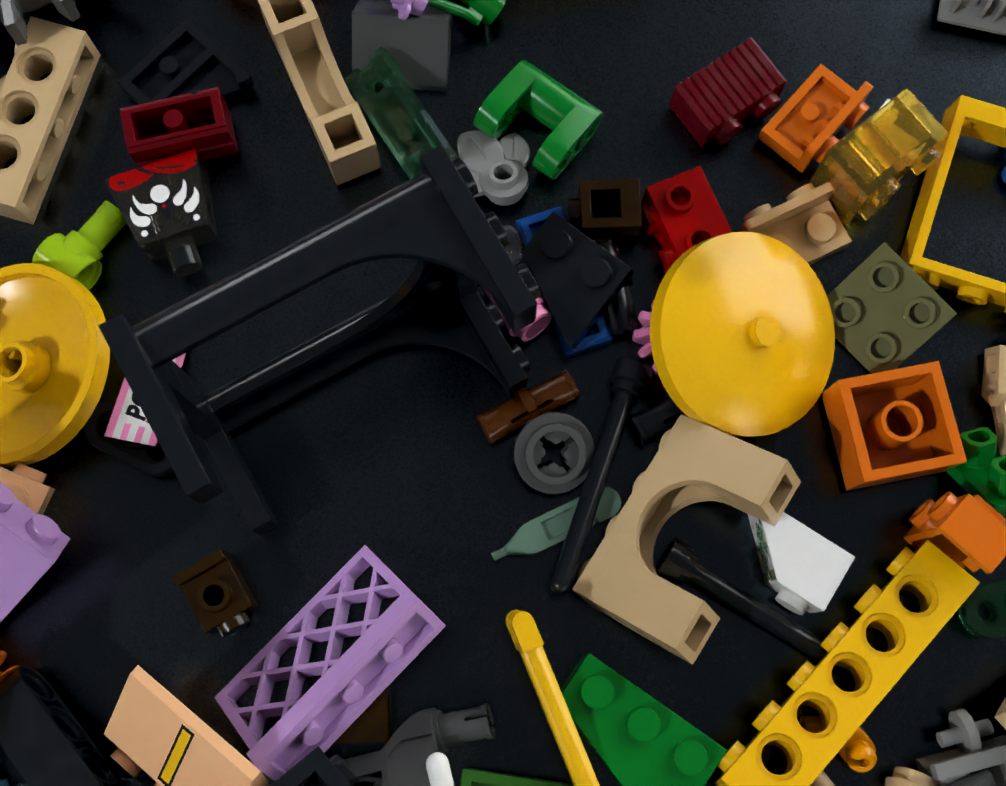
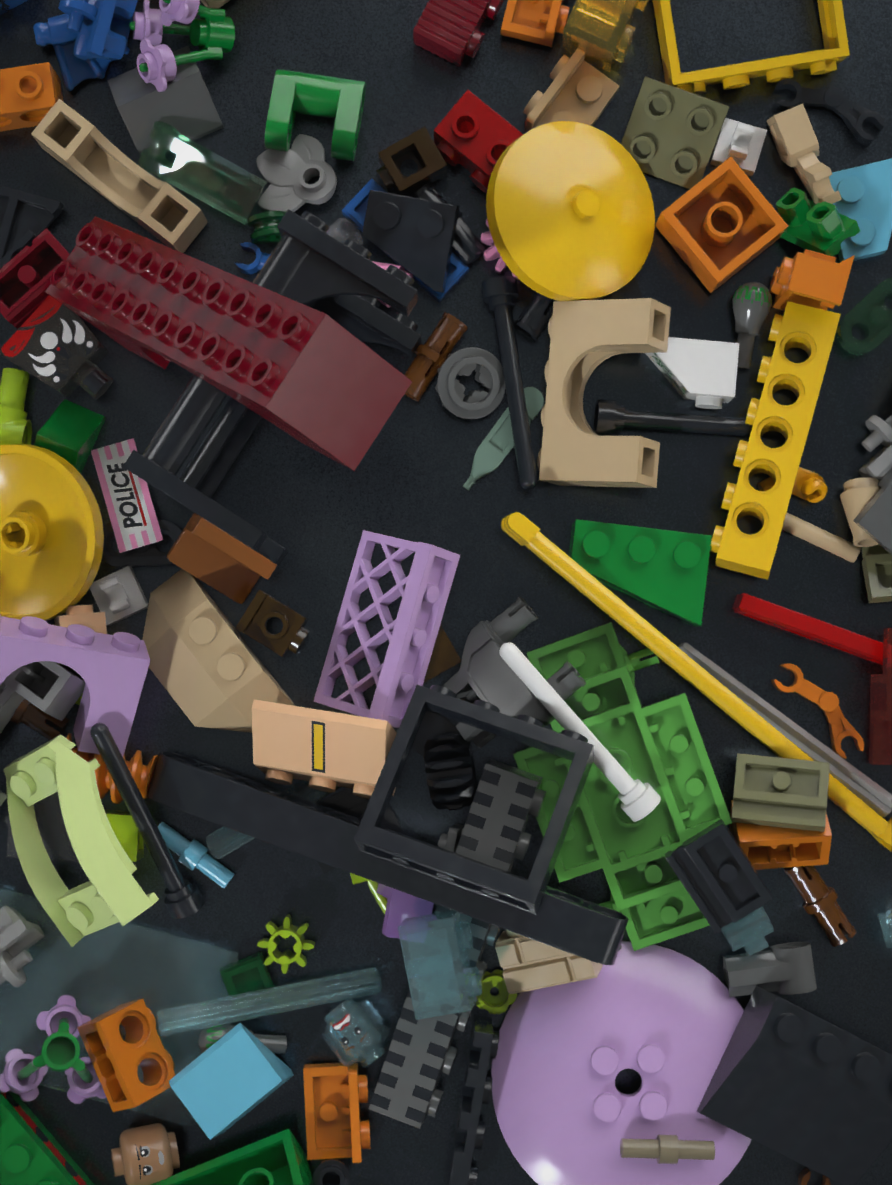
camera: 25 degrees left, 10 degrees up
(84, 480) = (119, 595): none -> white tile
(125, 595) = (204, 657): none -> tan wedge
(131, 291) = (71, 433): none -> green slope
(205, 523) = (219, 559): none -> dark orange panel
(322, 279) = (233, 334): none -> dark red arch
(881, 528) = (750, 308): none -> dark grey piece
(952, 352) = (741, 143): none -> white tile

